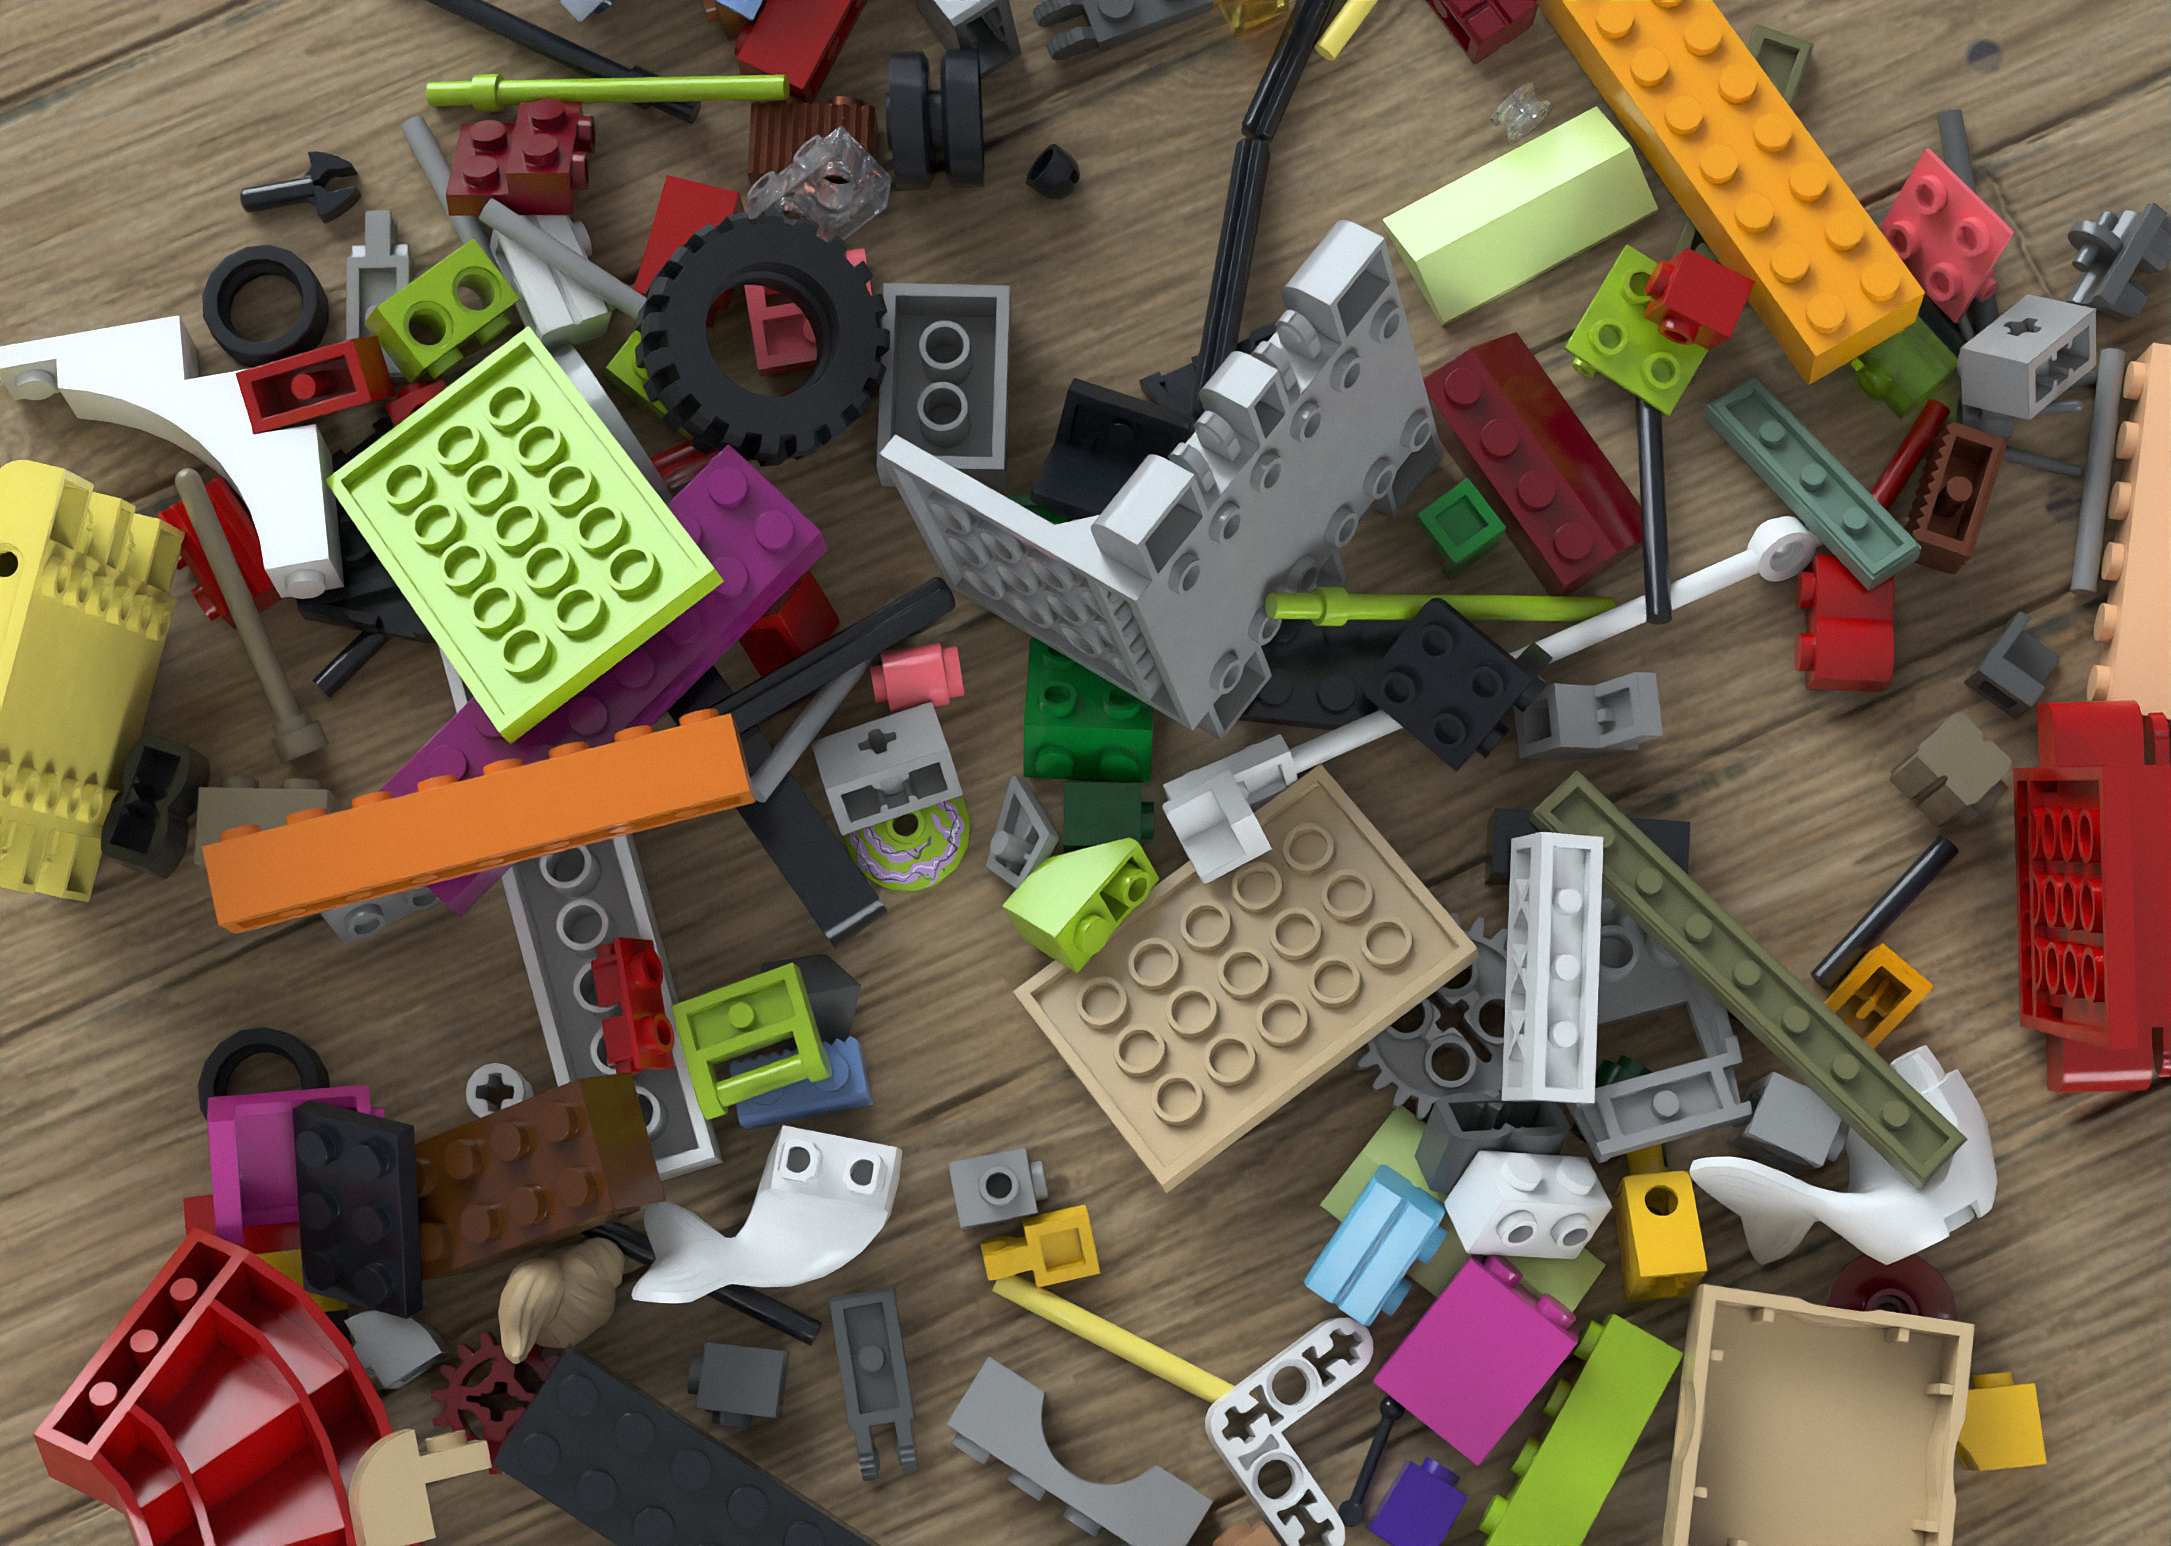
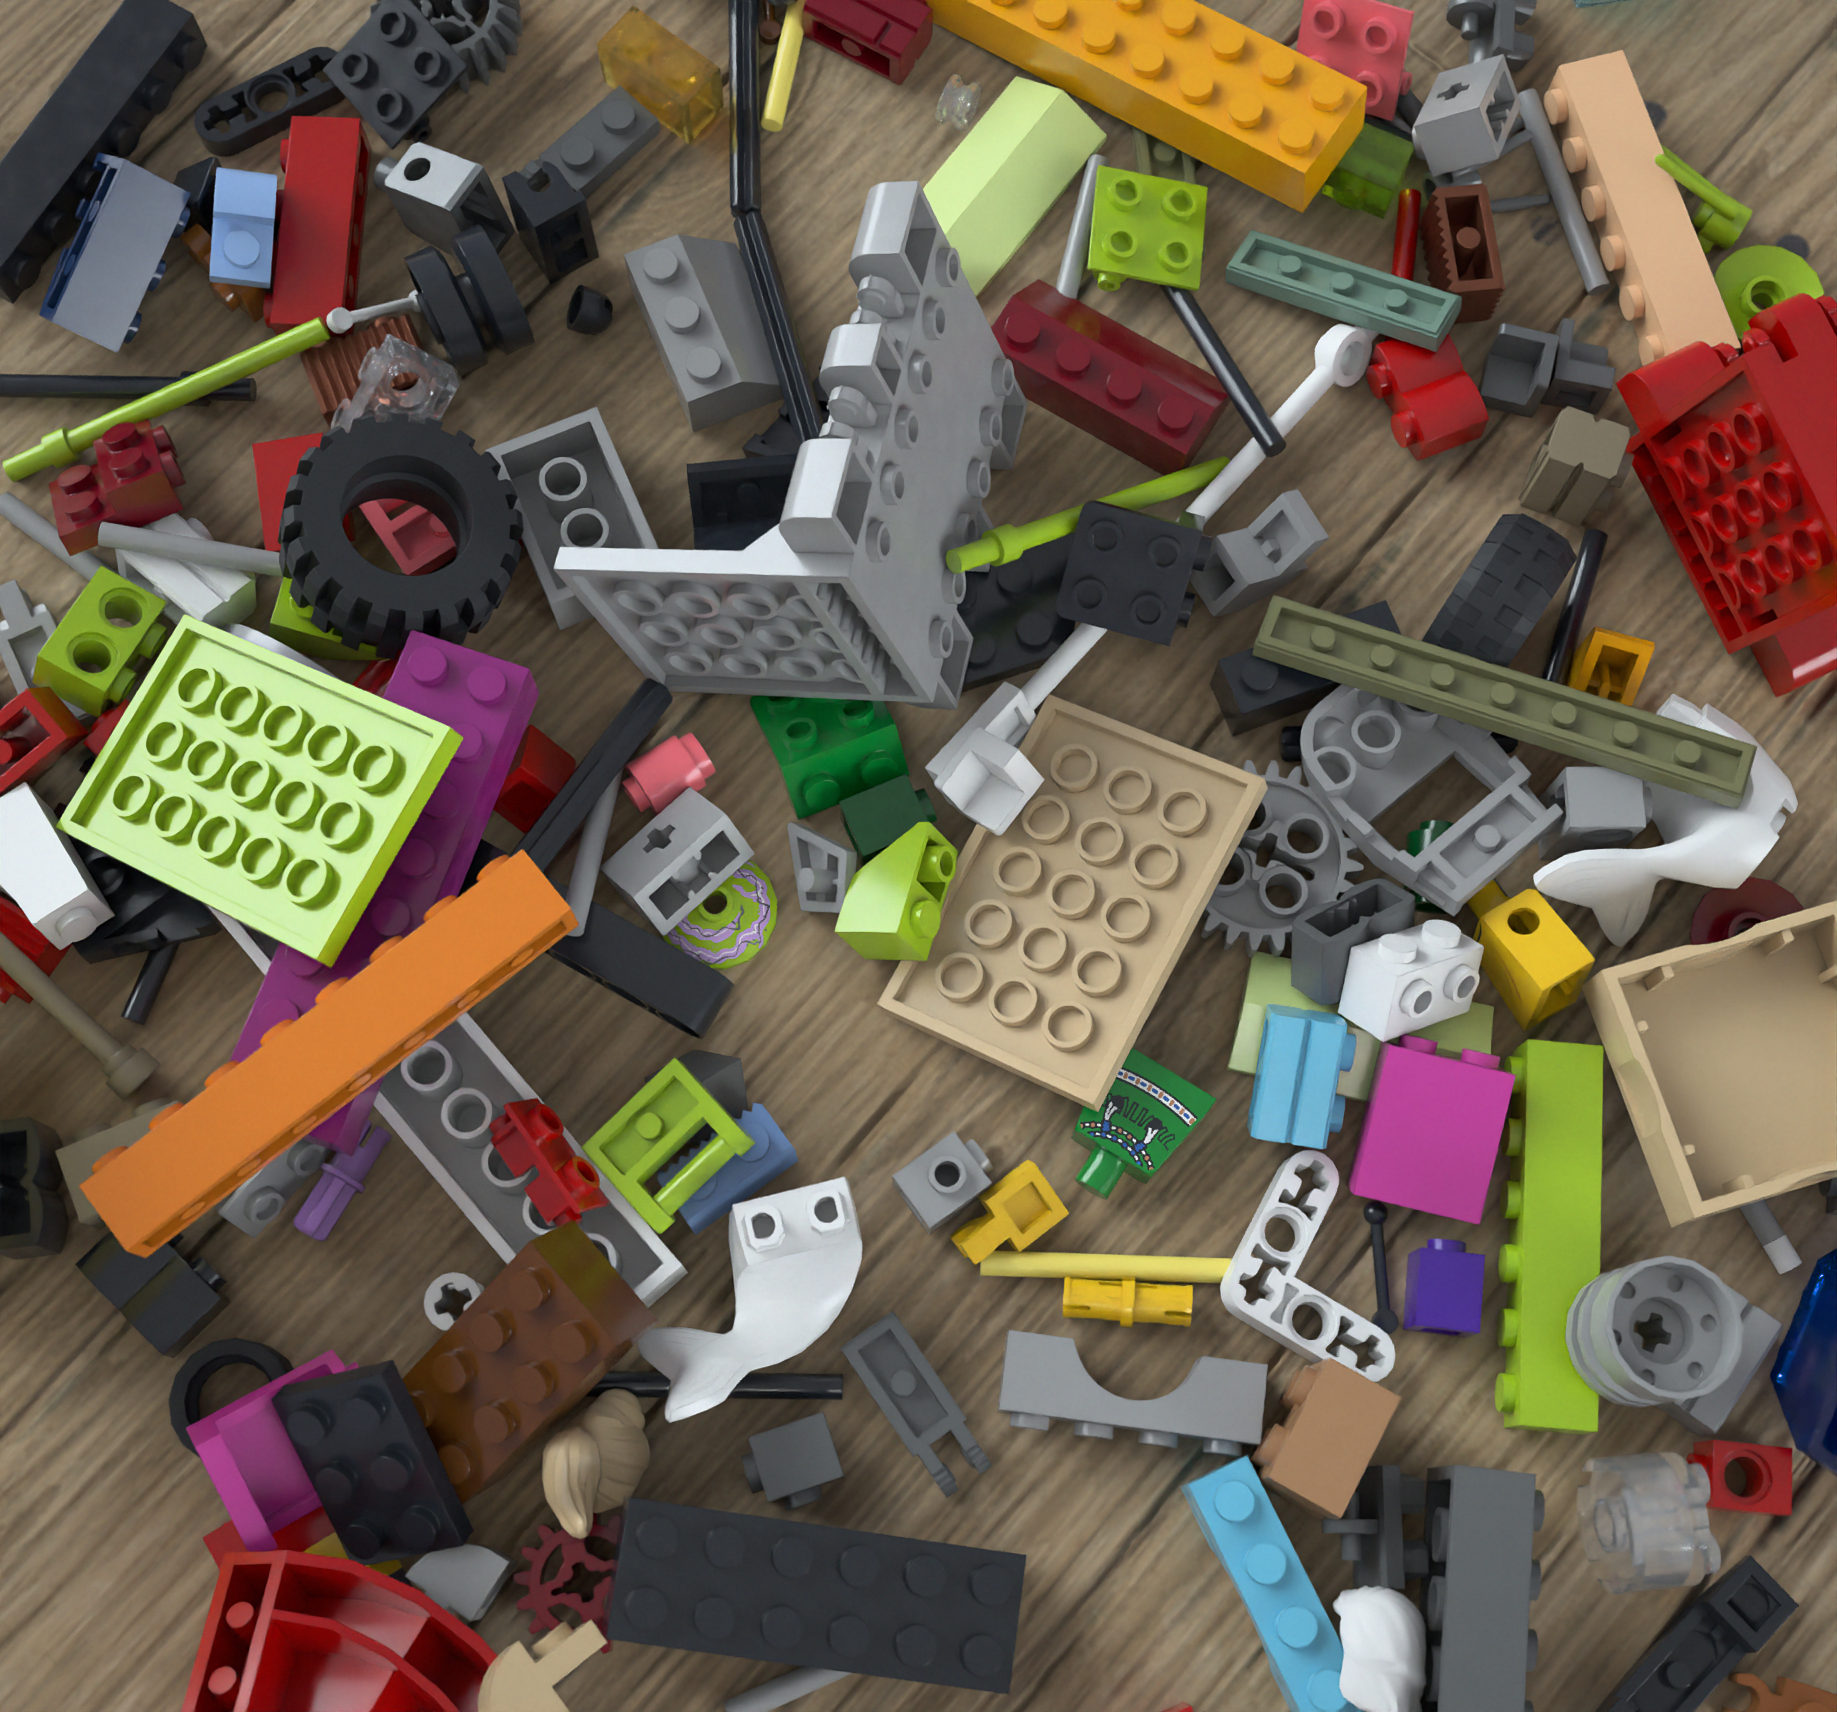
camera: 30 degrees left, 5 degrees down
(239, 969) = (160, 1294): none -> black brick
(439, 934) = (338, 1185): none -> medium lavender axle
(805, 86) = (341, 319): none -> white hinge
(1054, 75) = (552, 223): none -> black hinge
(1115, 1380) = (1127, 1301): none -> yellow pin
(1160, 239) = (704, 326): none -> light grey slope
(1204, 1219) = (1137, 1124): none -> green torso
(1461, 527) = (1074, 447): green panel -> none
(1552, 968) = (1340, 761): white fence -> none
(1570, 315) = (1080, 231): none -> light grey bar
(1696, 299) = (1179, 179): red brick -> none
(1804, 869) = (1503, 590): none -> black tyre
(1949, 642) = (1517, 369): none -> dark grey panel

